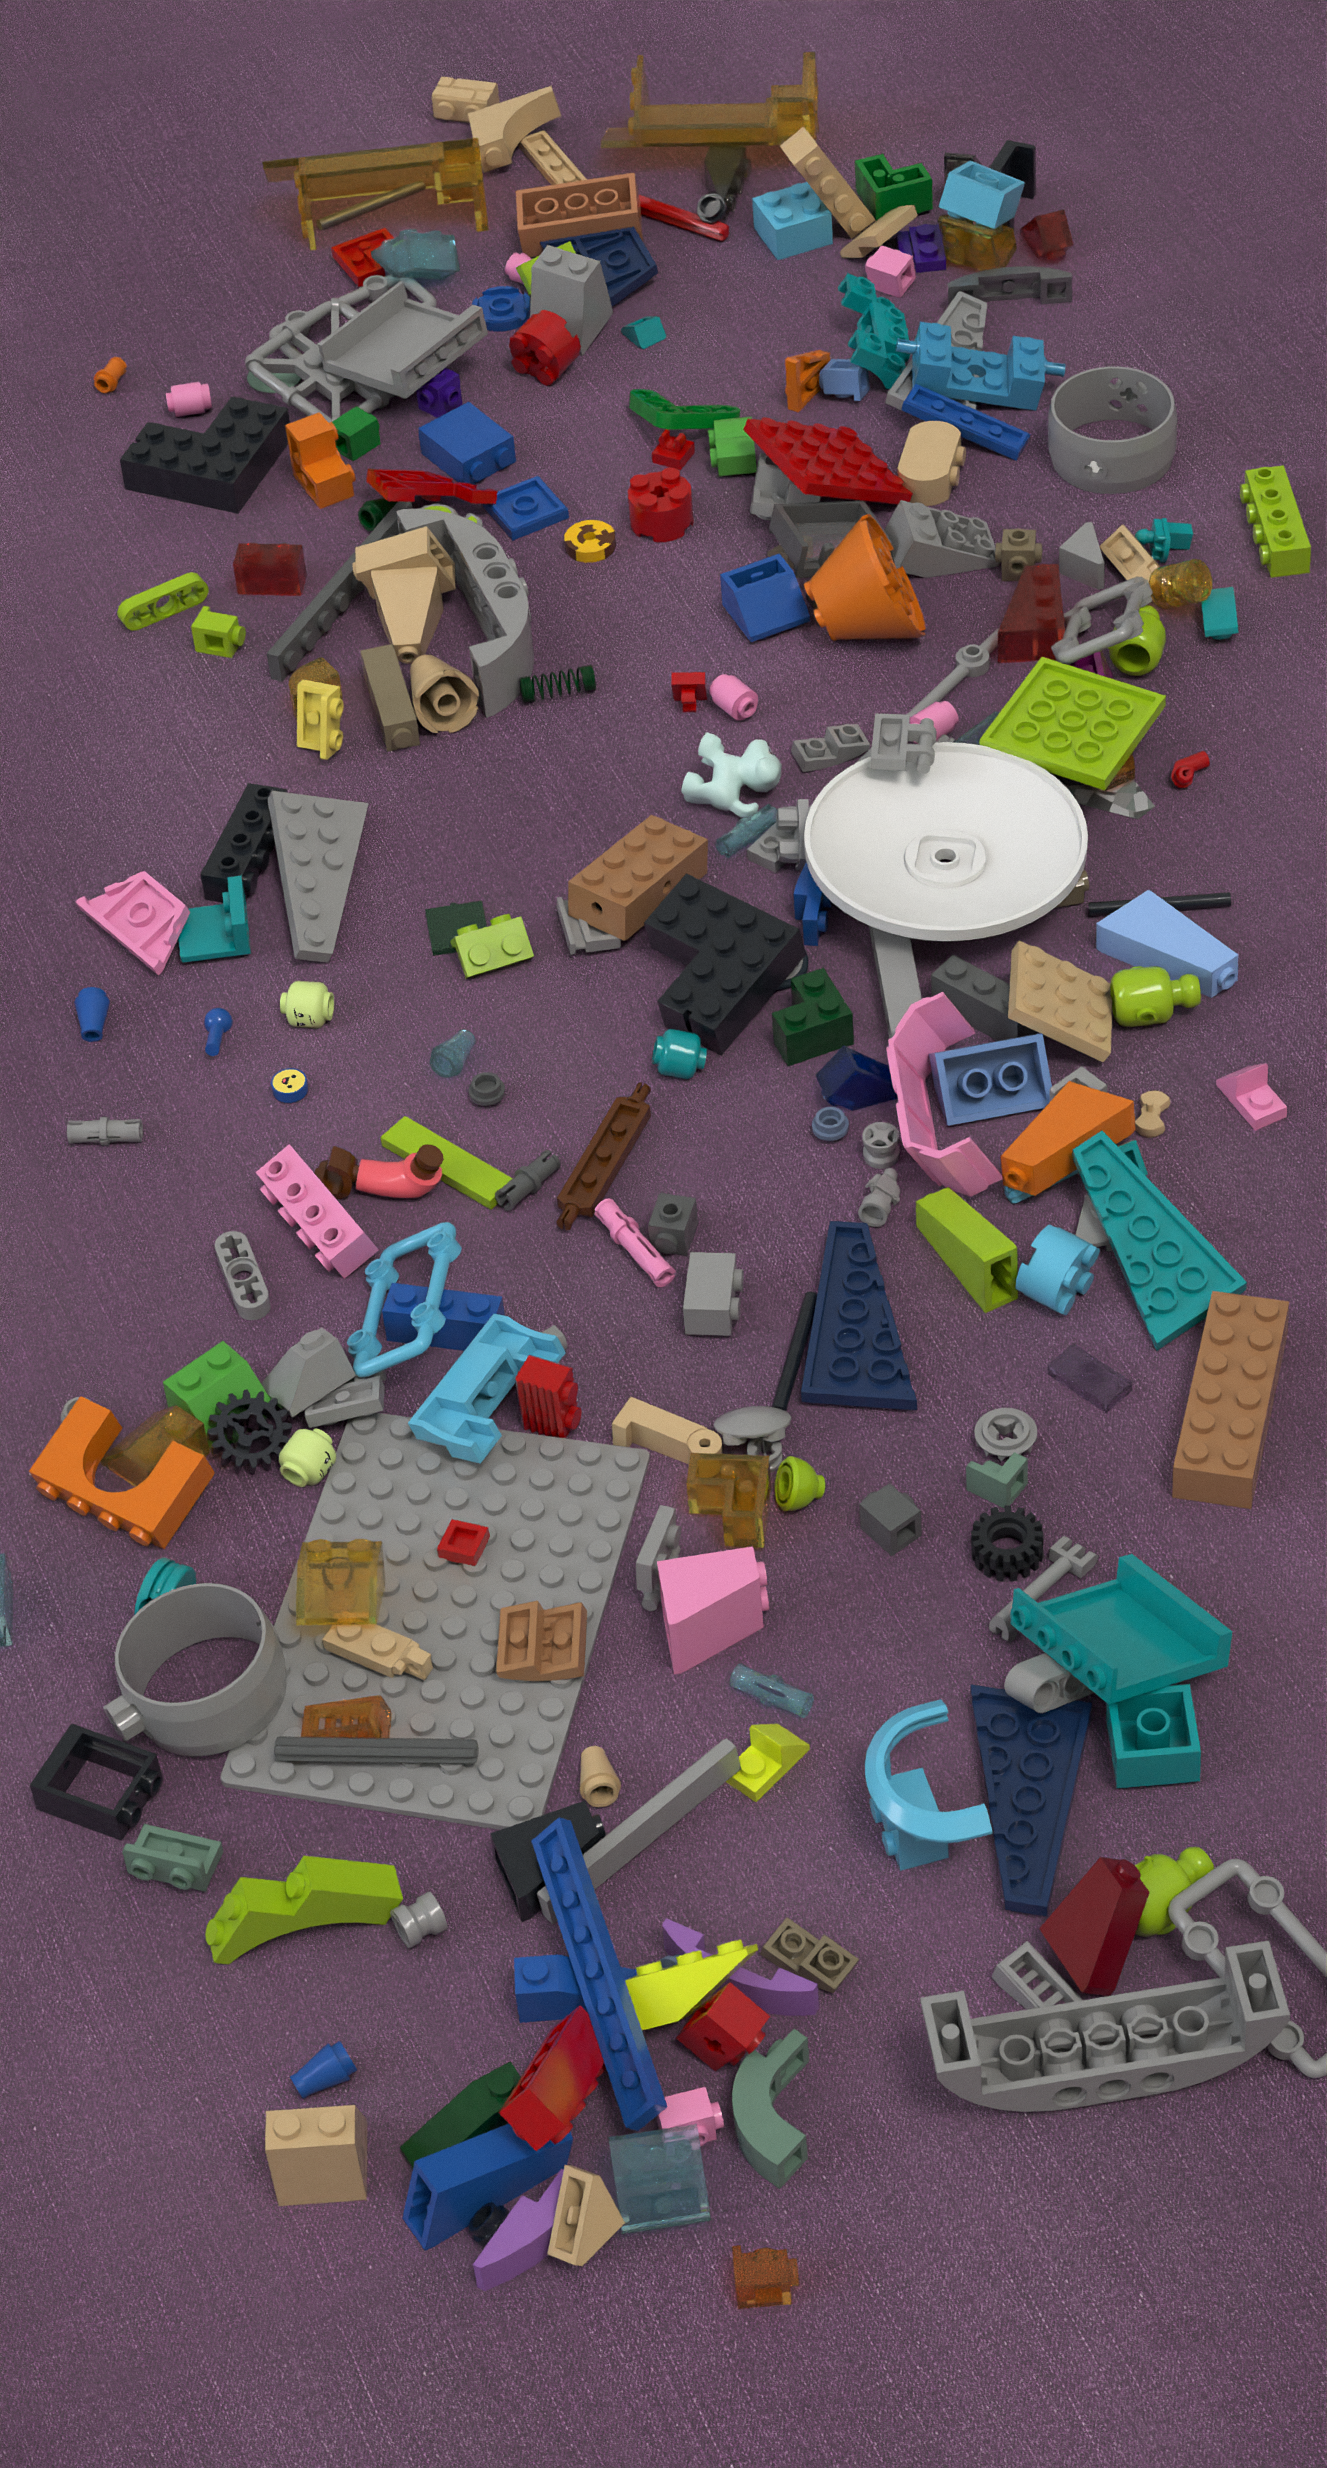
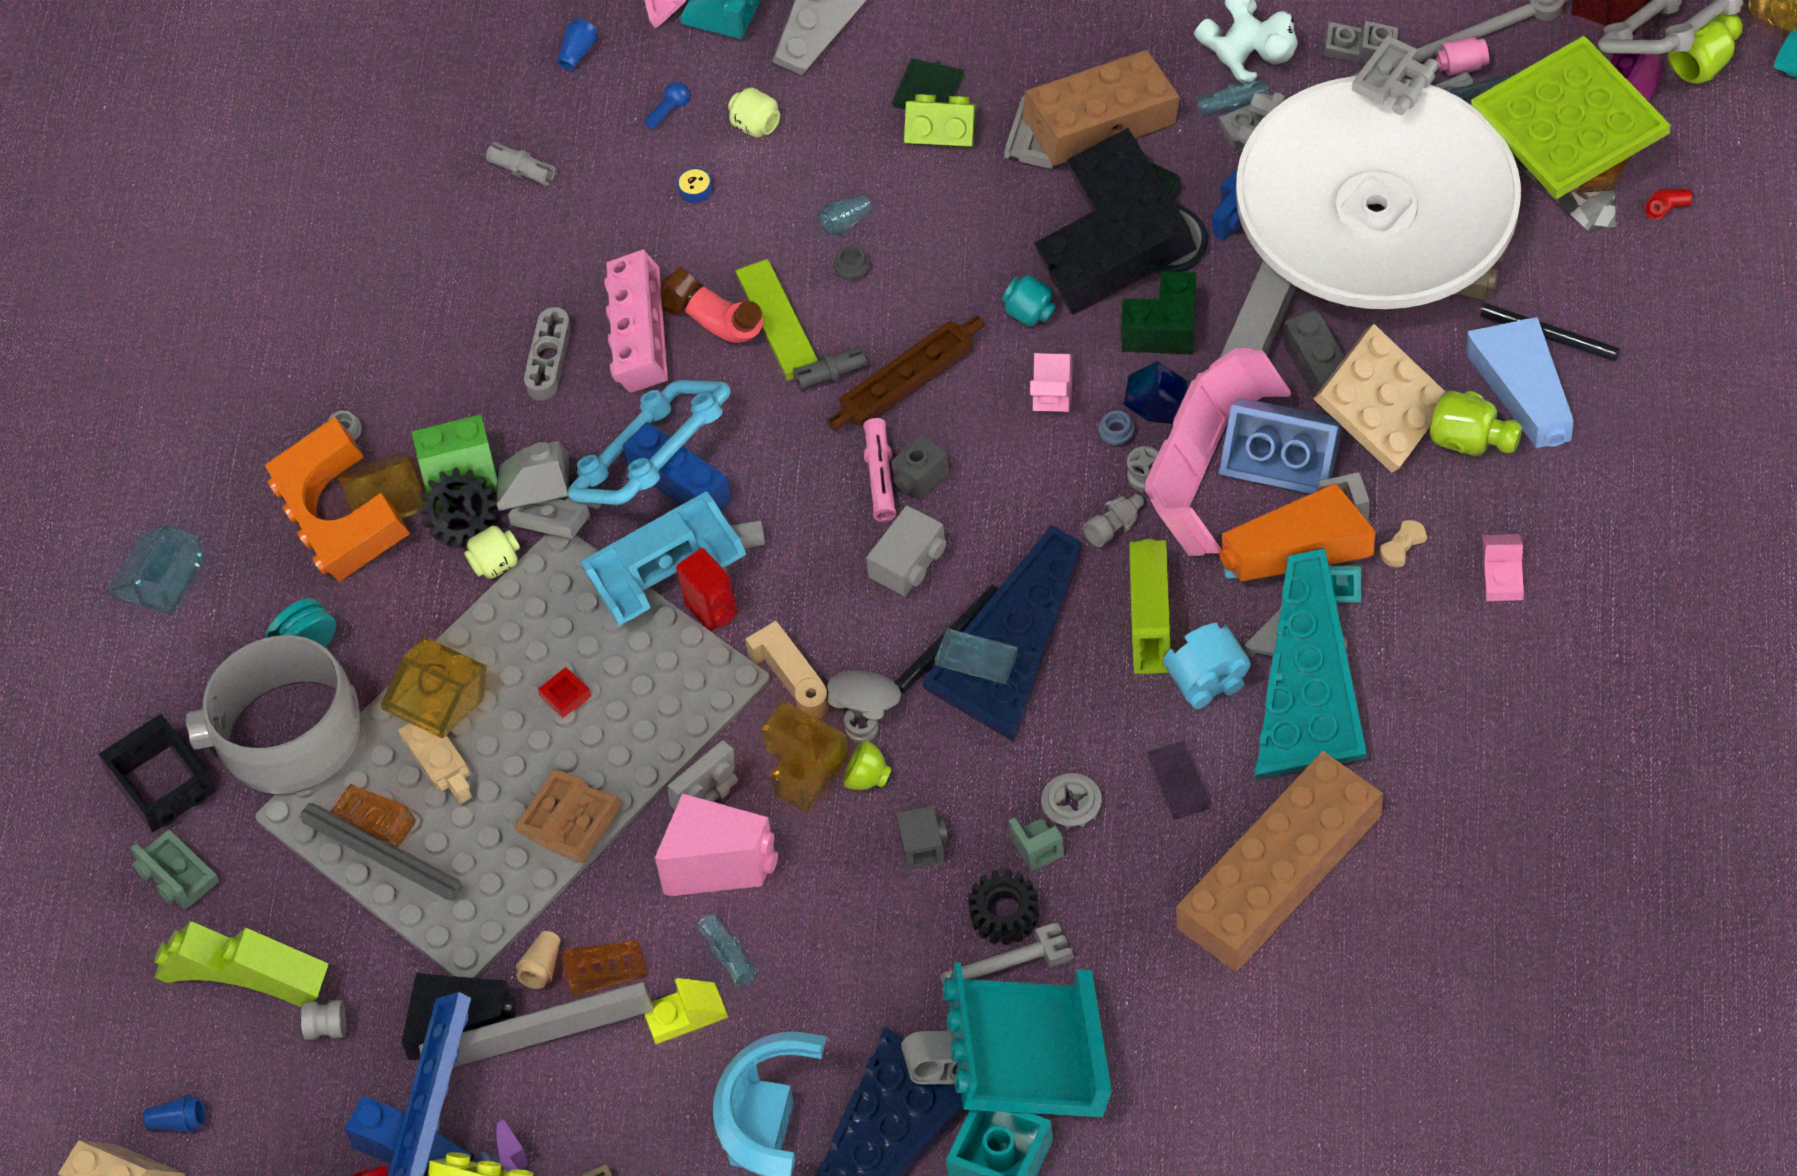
camera: 30 degrees right, 10 degrees up
(651, 1778) = (589, 955): none -> clear orange slope
(747, 1107) = (1052, 382): none -> bright pink brick
(839, 1349) = (976, 656): none -> clear light blue plate

